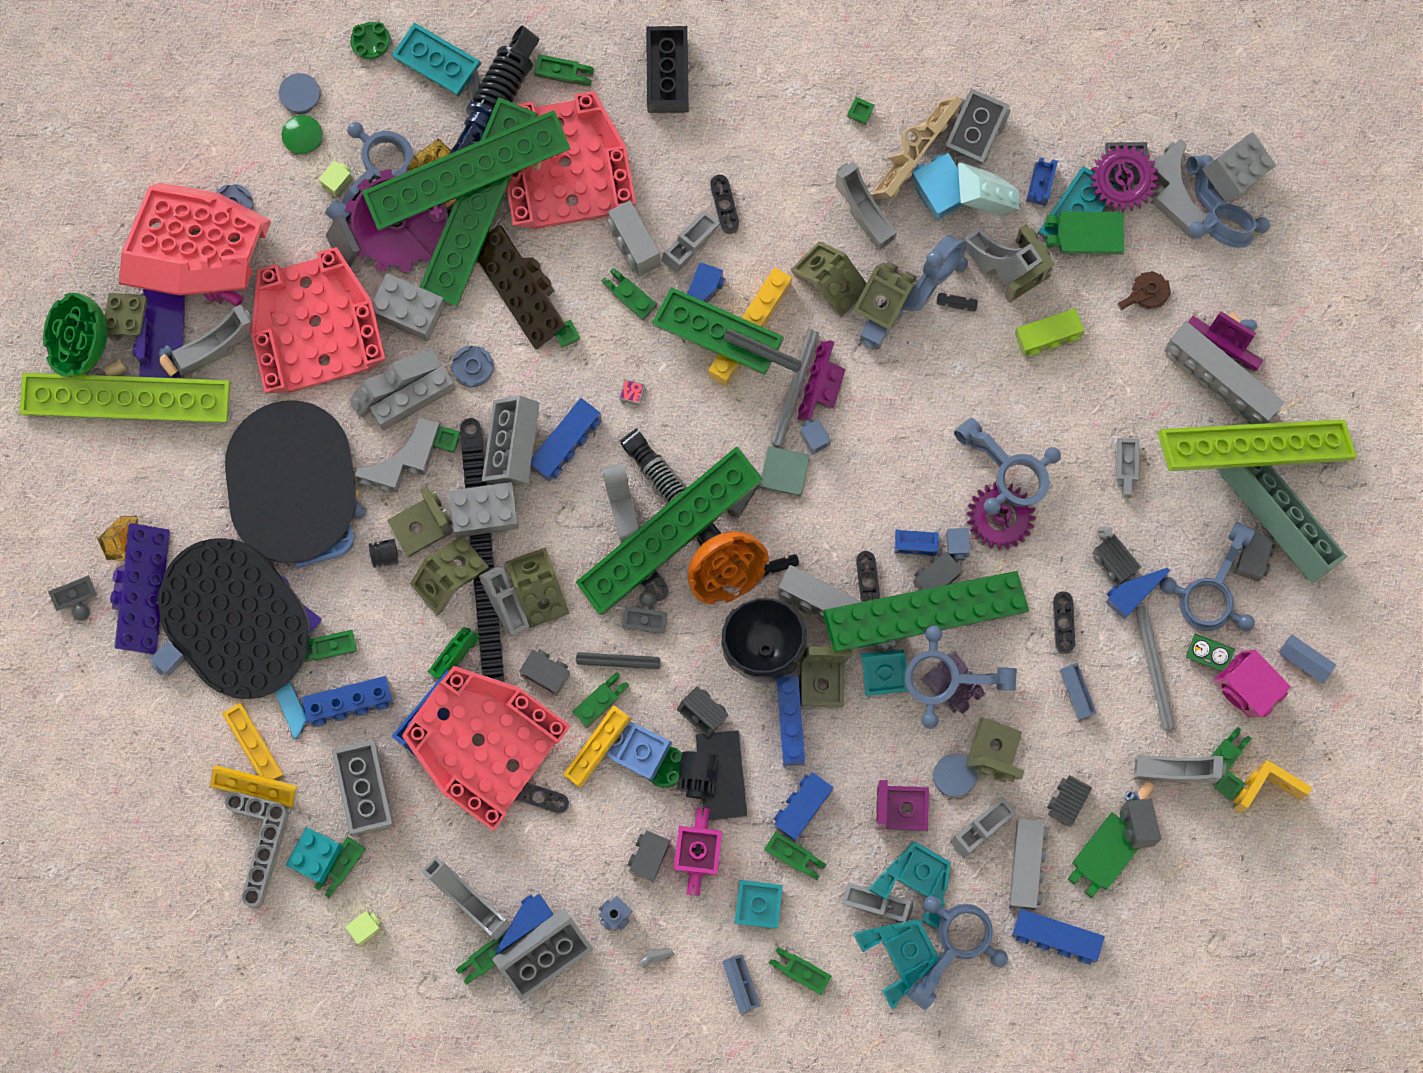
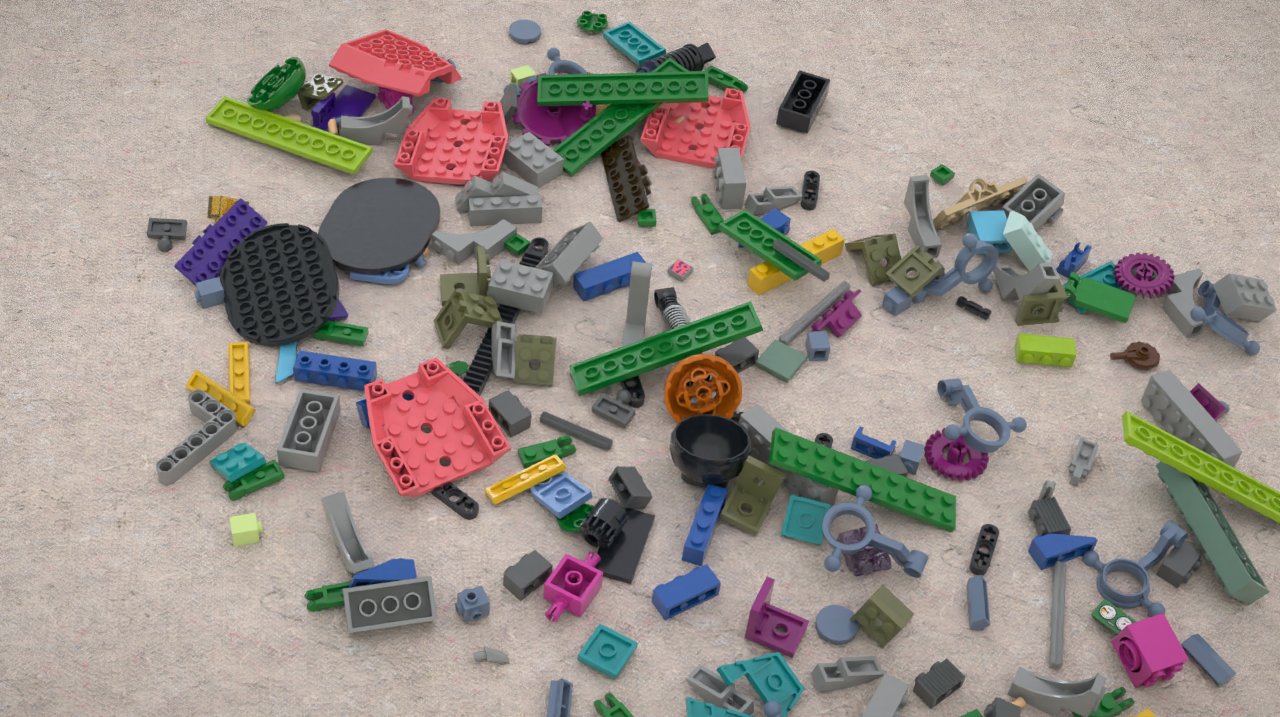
camera: 15 degrees right, 30 degrees down
(301, 134) = (512, 51): green dish -> none
(384, 553) = (424, 291): black piece -> none
(472, 366) = (562, 213): sand blue tile -> none
(793, 854) = (659, 626): green hinge -> none

